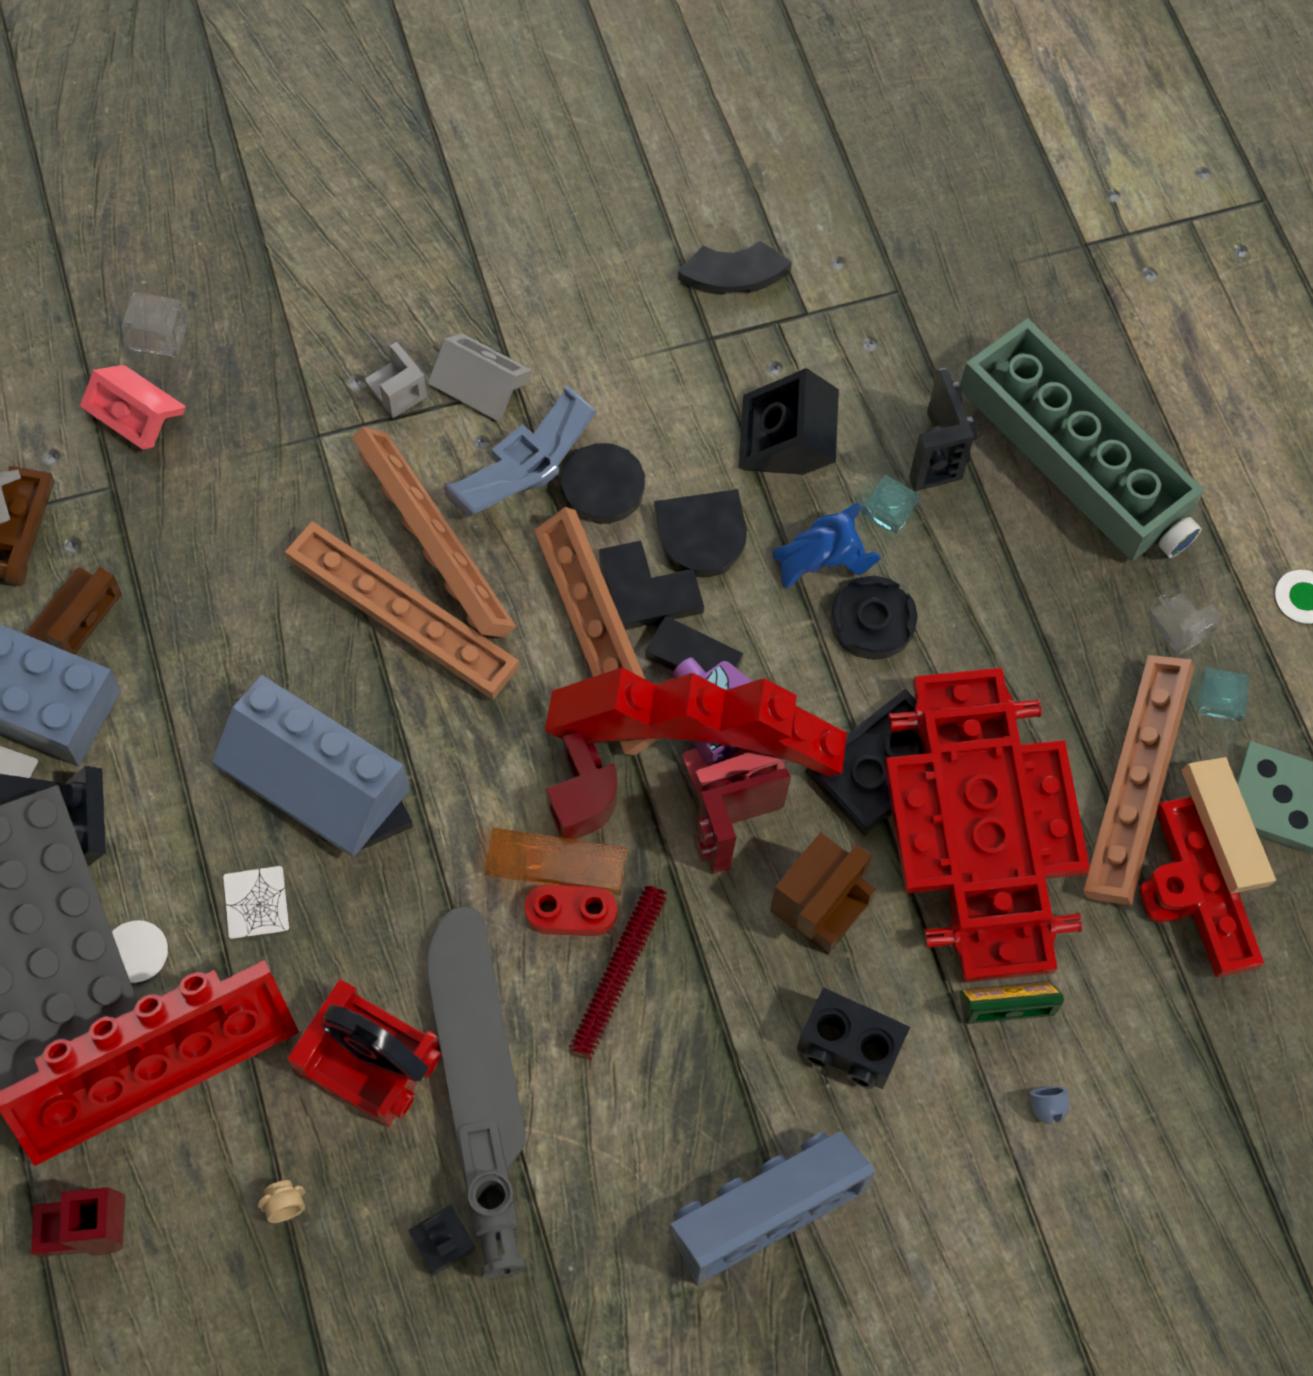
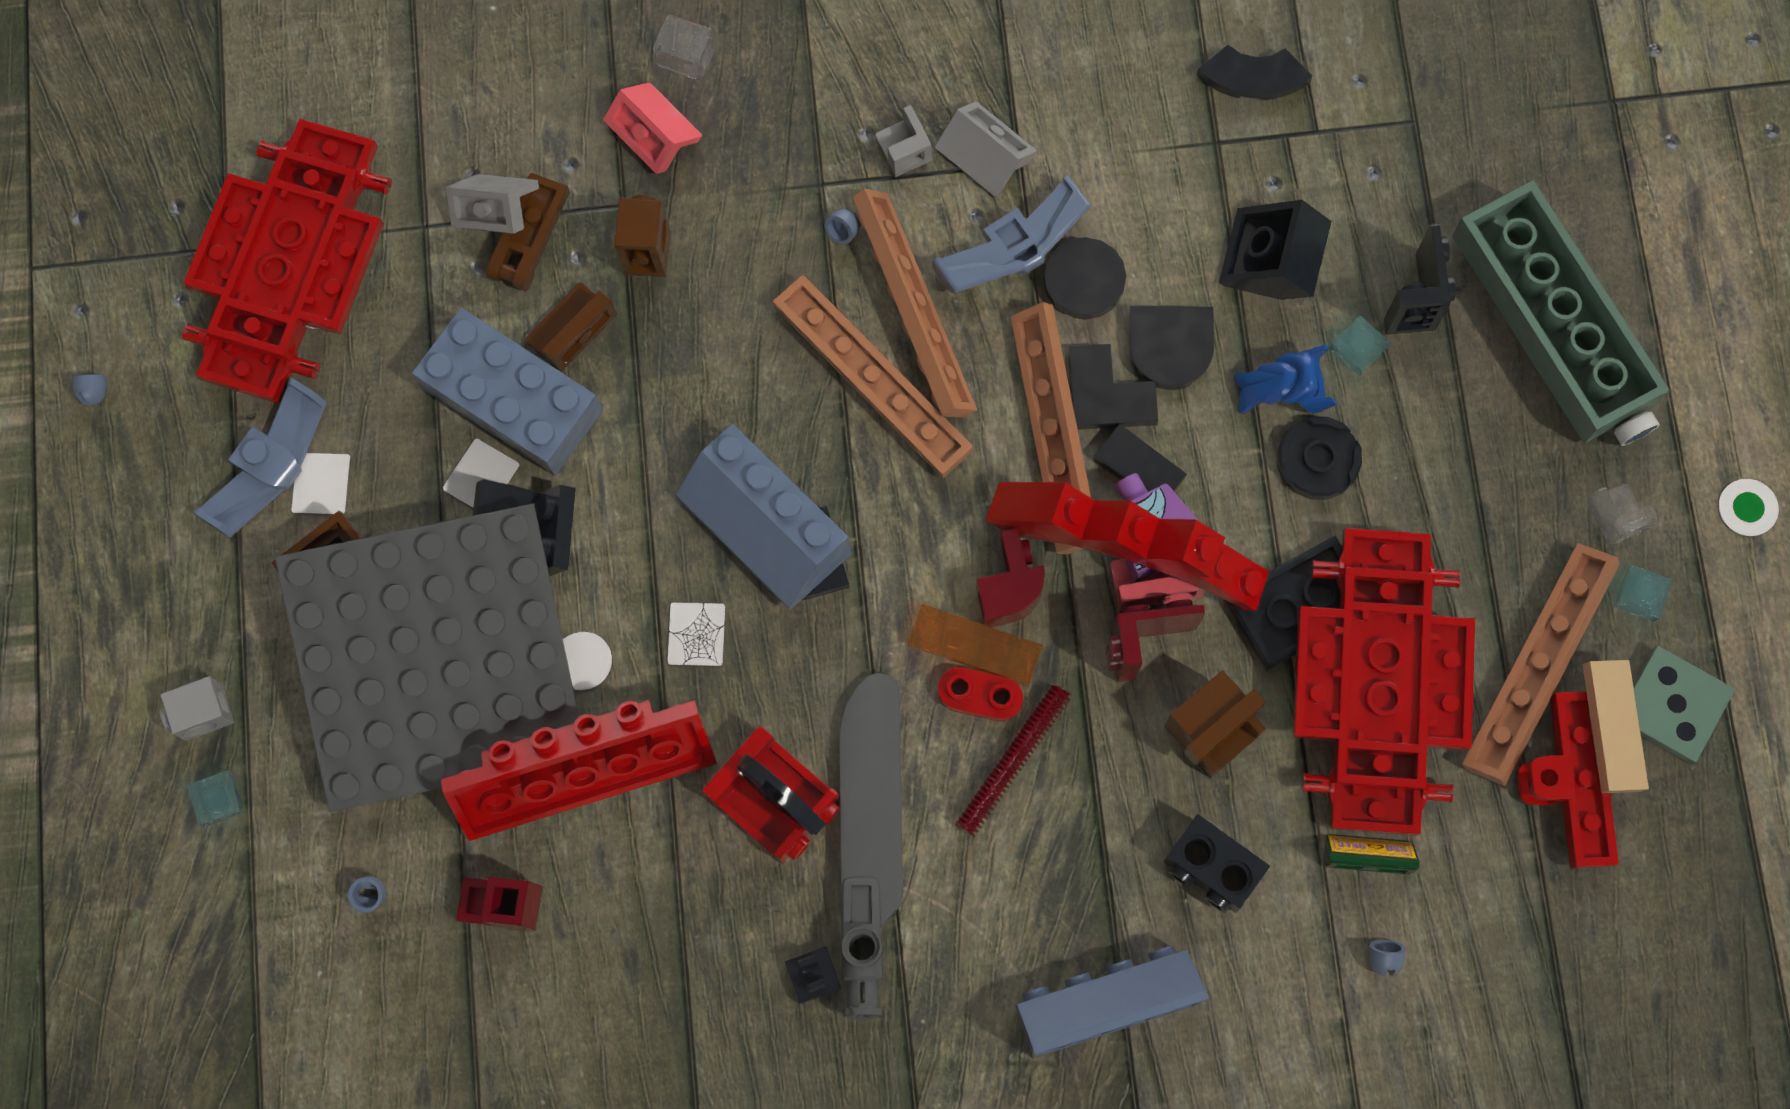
camera: 20 degrees right, 10 degrees up
(137, 507) = (642, 236): none -> reddish brown brick
(282, 1201) = (678, 914): tan plate -> none
(340, 466) = (837, 221): none -> sand blue hinge

